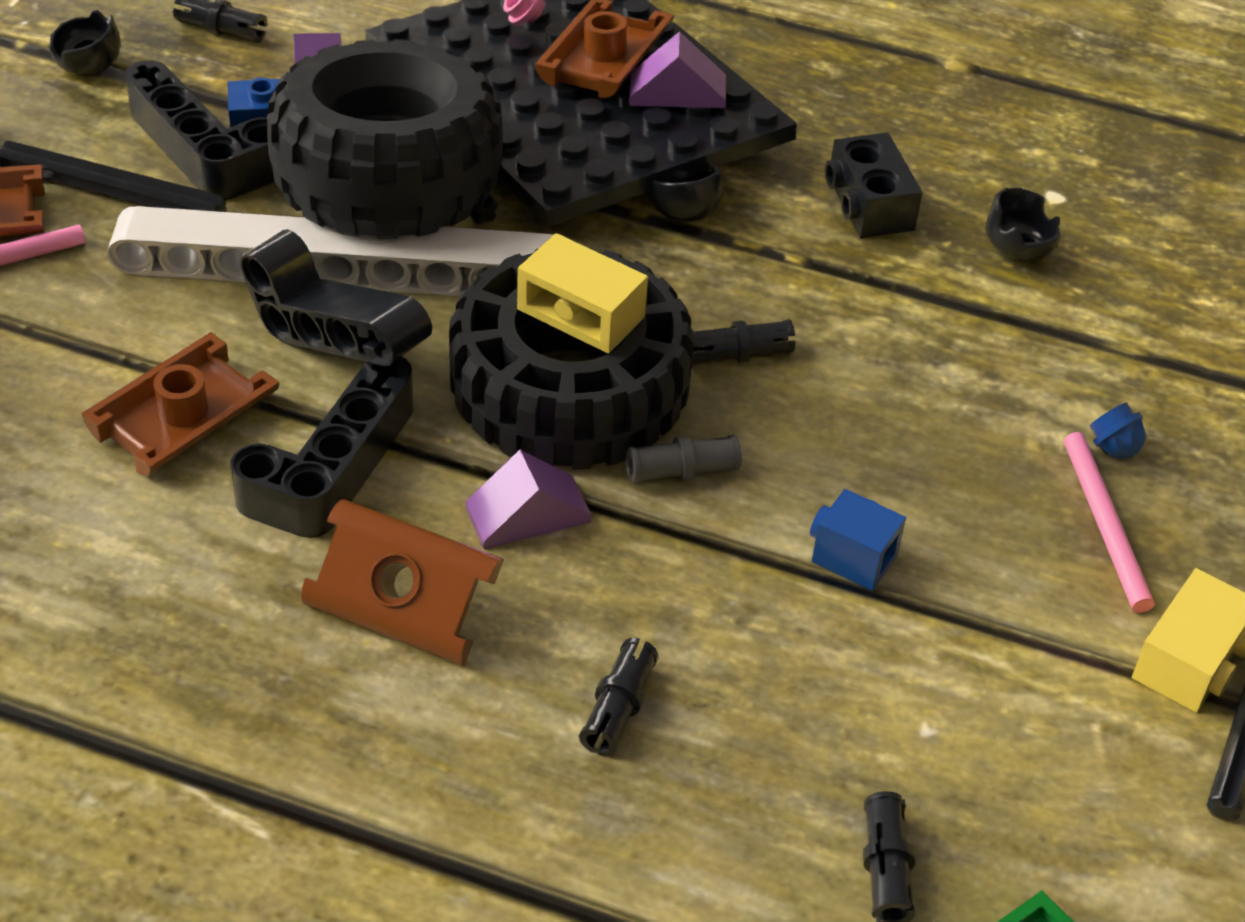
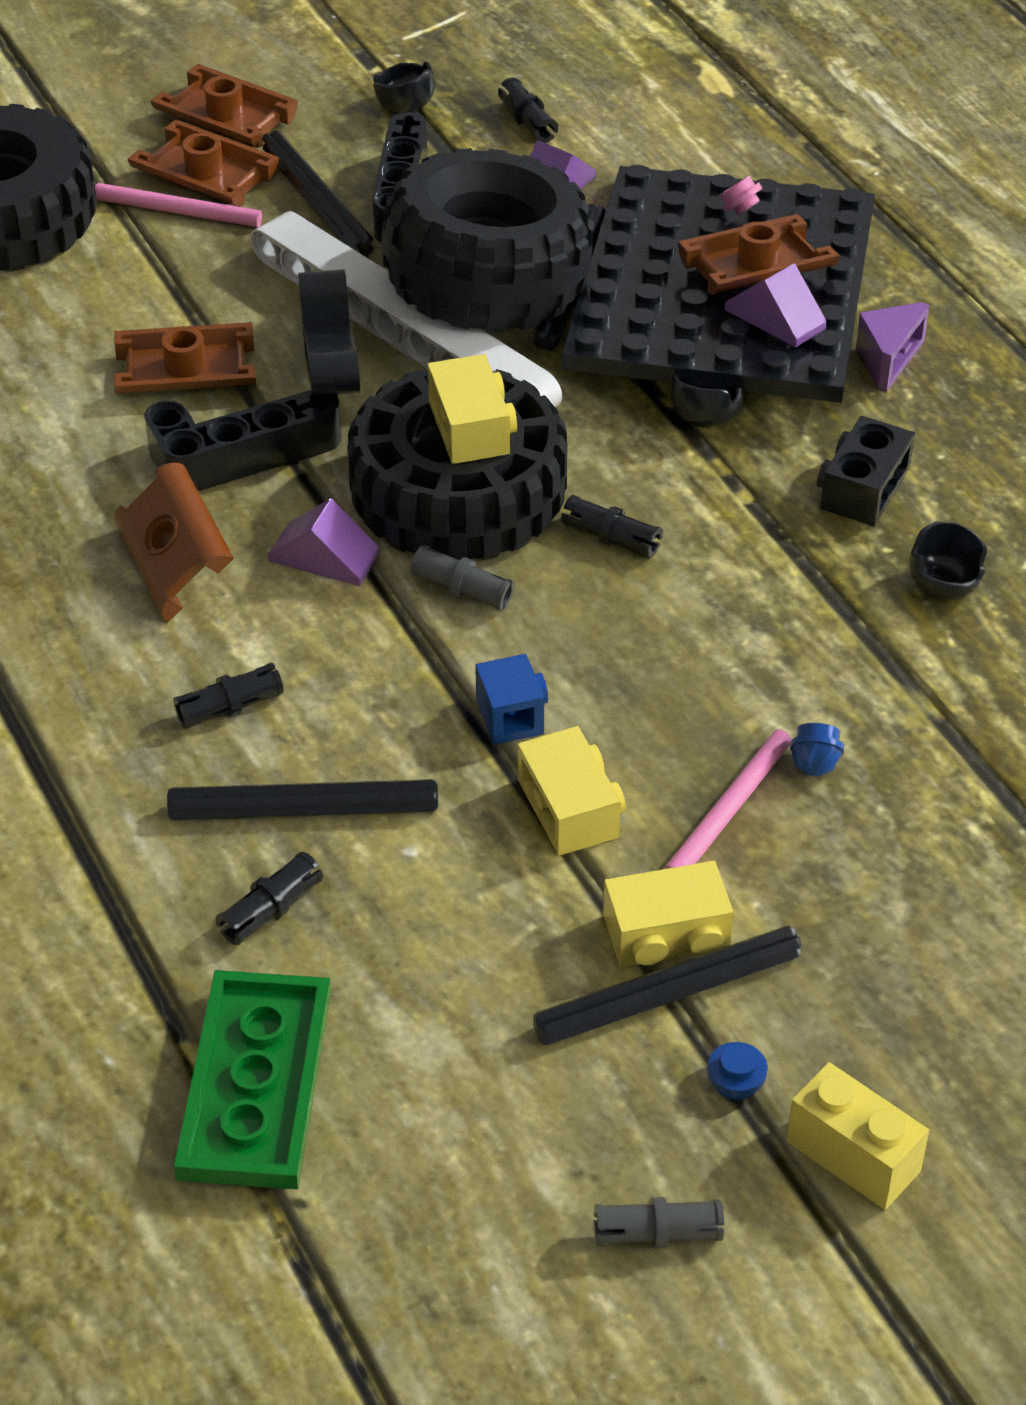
camera: 45 degrees right, 0 degrees up
(765, 68) = (890, 340): none -> medium lavender slope
(795, 750) = (302, 799): none -> black axle
(999, 587) = (570, 790): none -> light yellow brick

